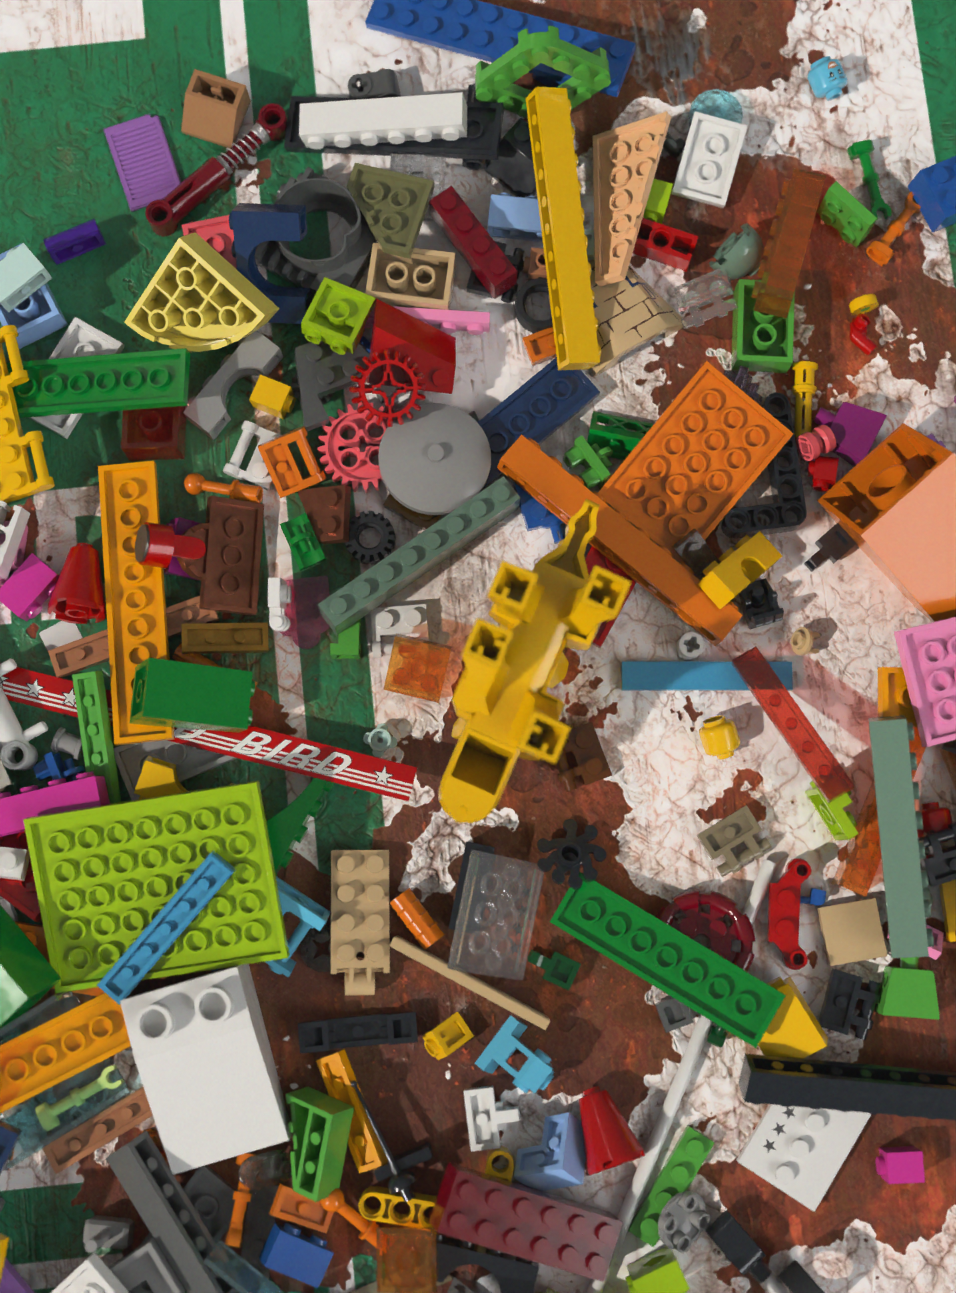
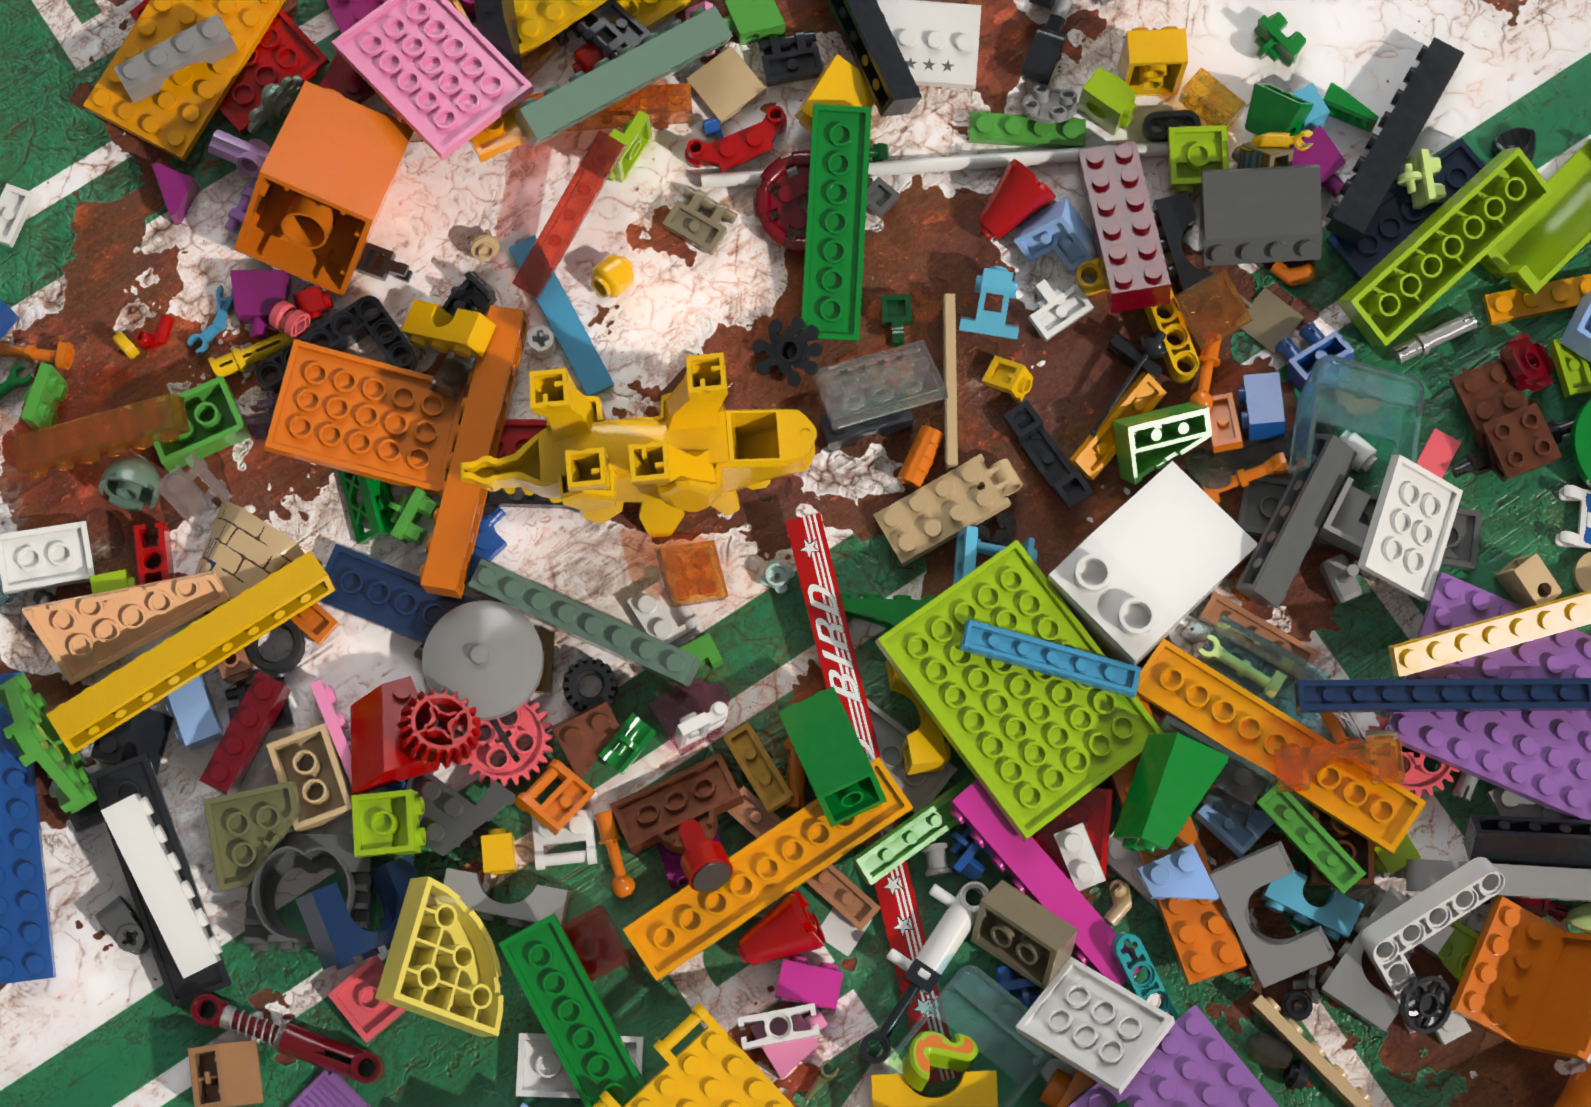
camera: 120 degrees left, 5 degrees down
(845, 389) = (219, 323): none -> dark azure piece

